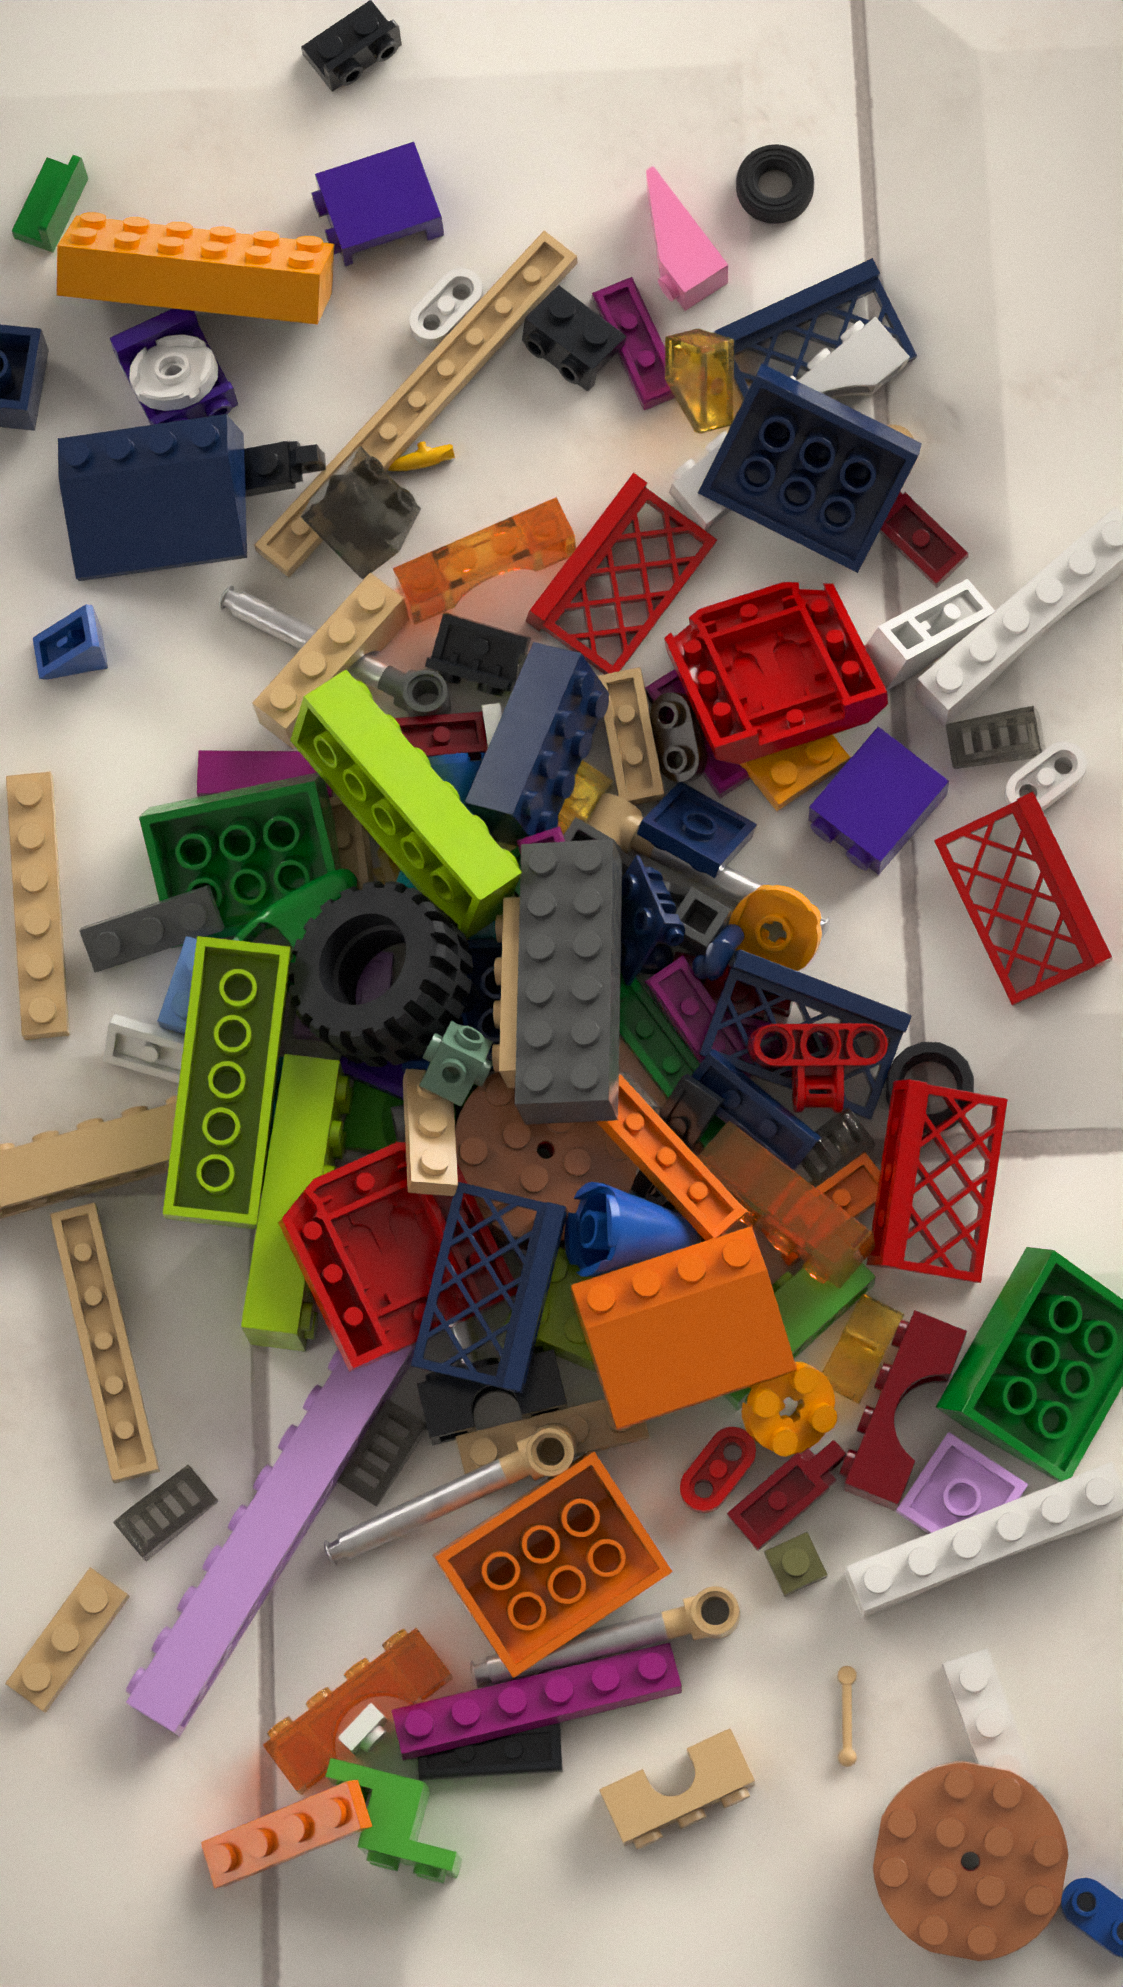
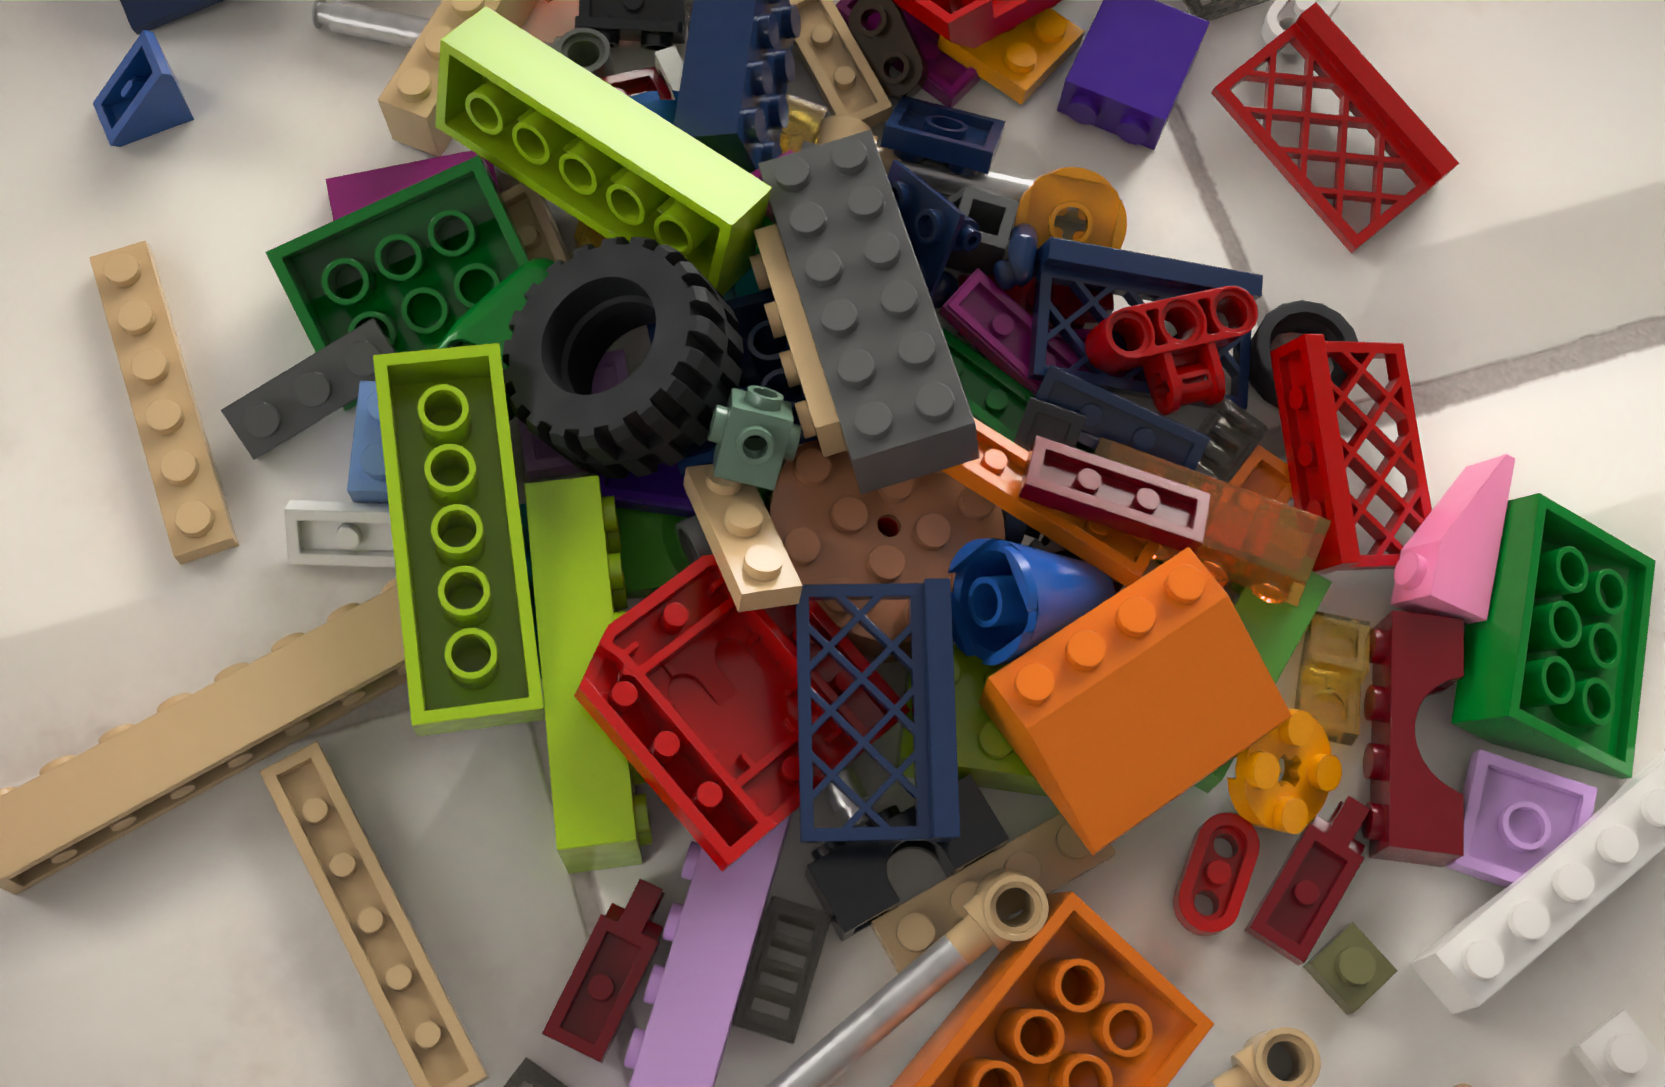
camera: 30 degrees left, 5 degrees down
(259, 1422) = (608, 975): none -> dark red hinge
(711, 1172) = (1115, 495): none -> plate
(979, 1281) = (1455, 550): none -> bright pink slope

